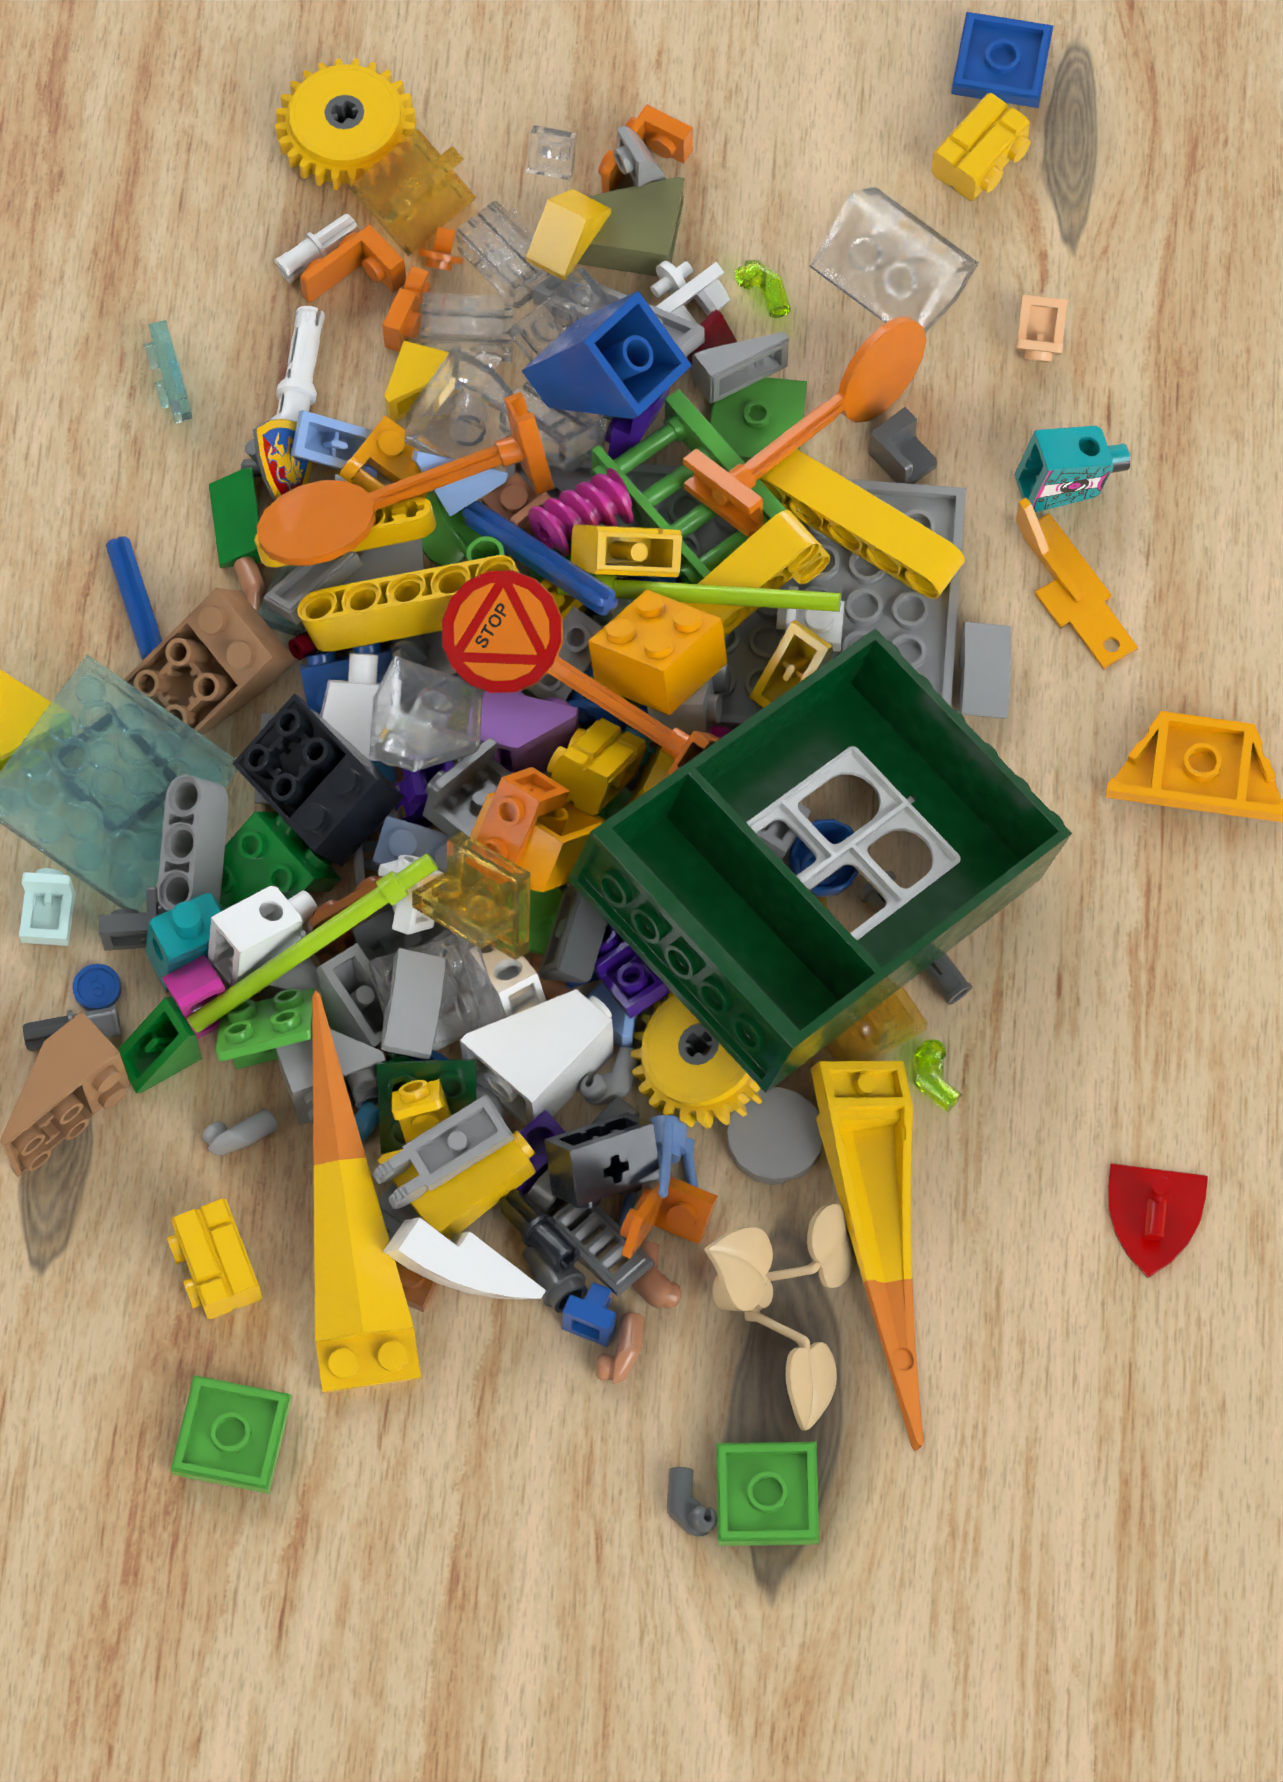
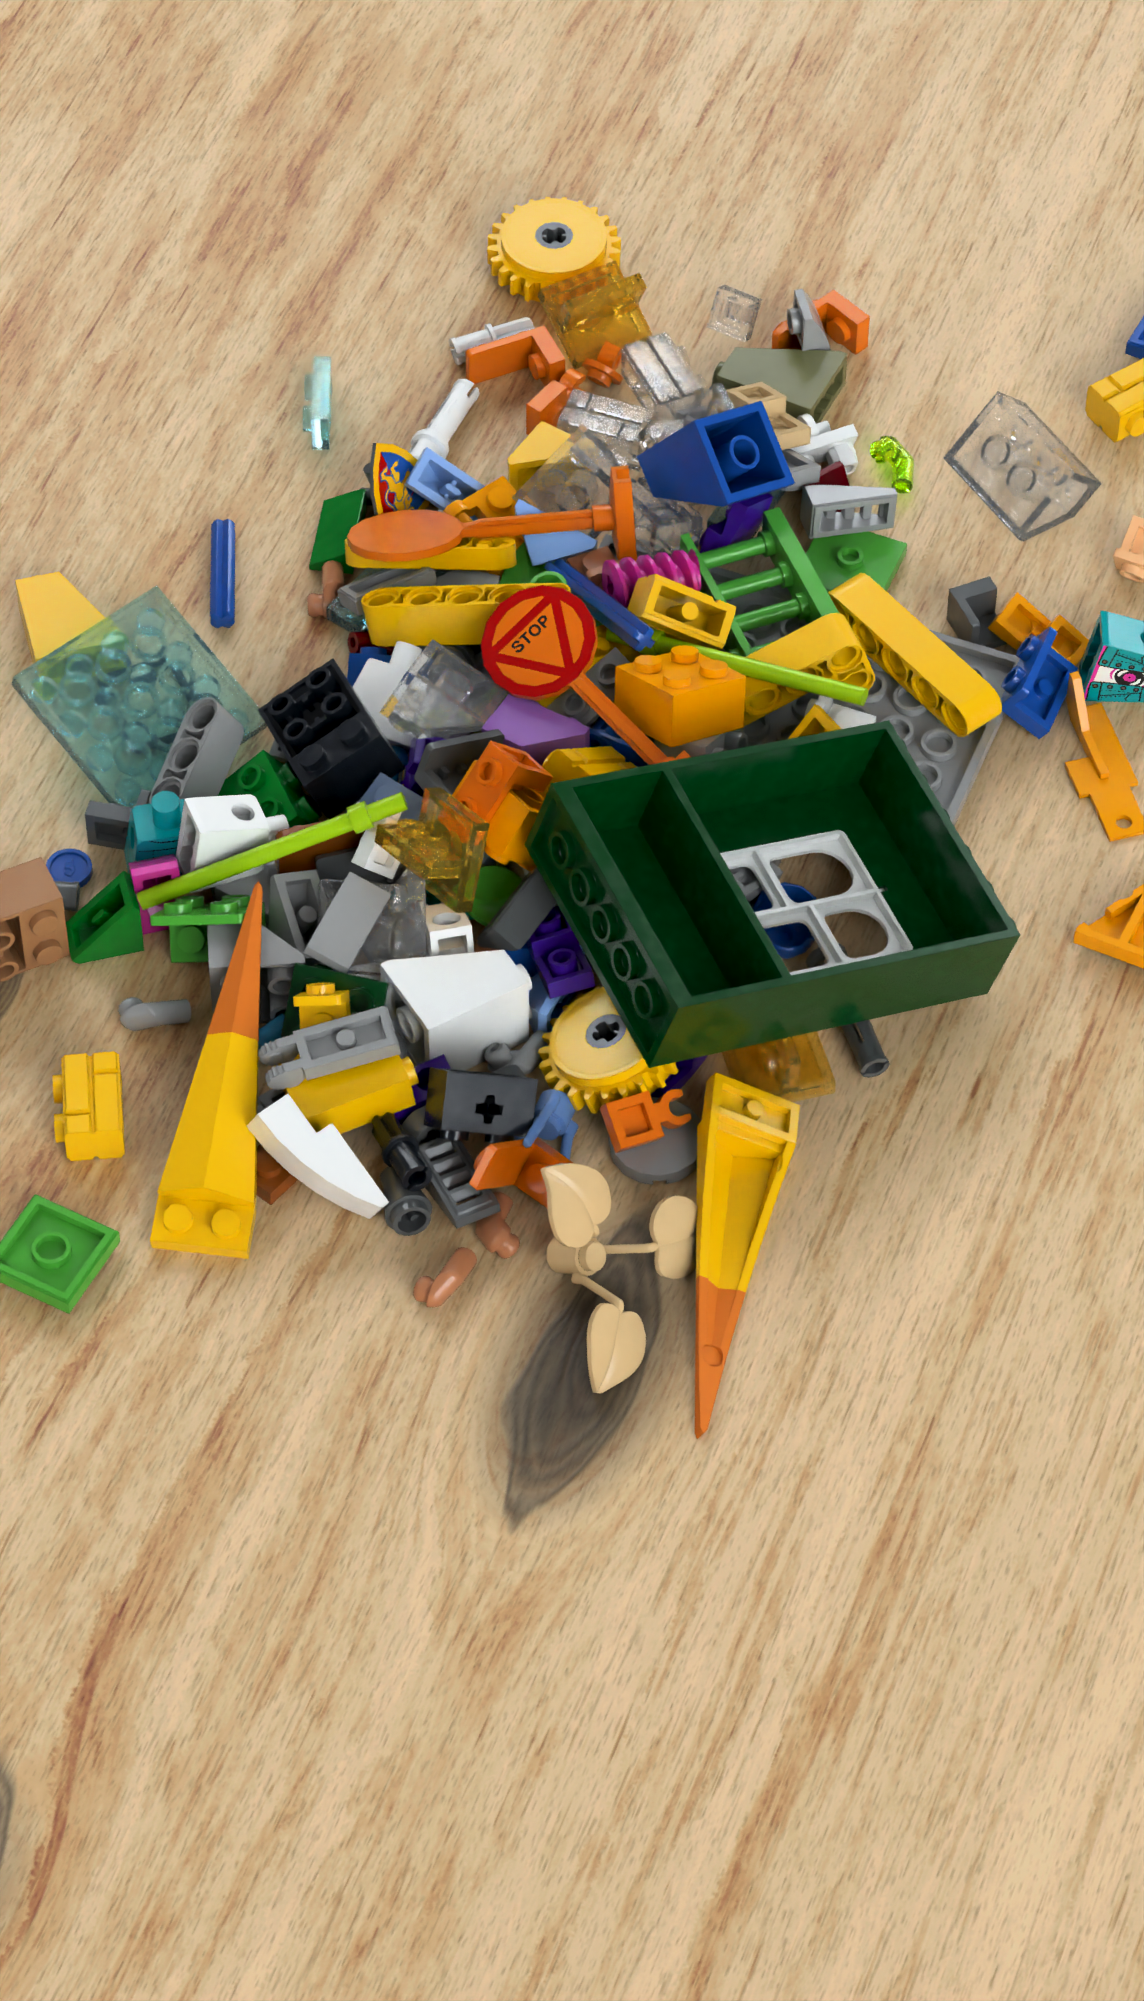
camera: 15 degrees right, 15 degrees down
(47, 908) = (47, 789): light aqua bracket -> none
(213, 662) = (275, 631): medium nougat slope -> none
(565, 232) = (723, 360): yellow slope -> none
(591, 1316) = (424, 1240): blue tile -> none
(623, 271) = (788, 430): none -> tan slope
(684, 1508) = (455, 1423): dark grey arm -> none
(757, 1127) = (638, 1121): none -> orange plate
(767, 1493) = (539, 1431): bright green plate -> none
(867, 389) = (968, 543): orange piece -> none
(928, 1074) = (822, 1127): clear neon green arm -> none
(969, 455) = (1021, 619): none -> light orange slope
(985, 670) = (993, 810): light grey slope -> none
(986, 515) = (1036, 684): none -> blue bracket
(1154, 1212) = (1002, 1297): red shield -> none

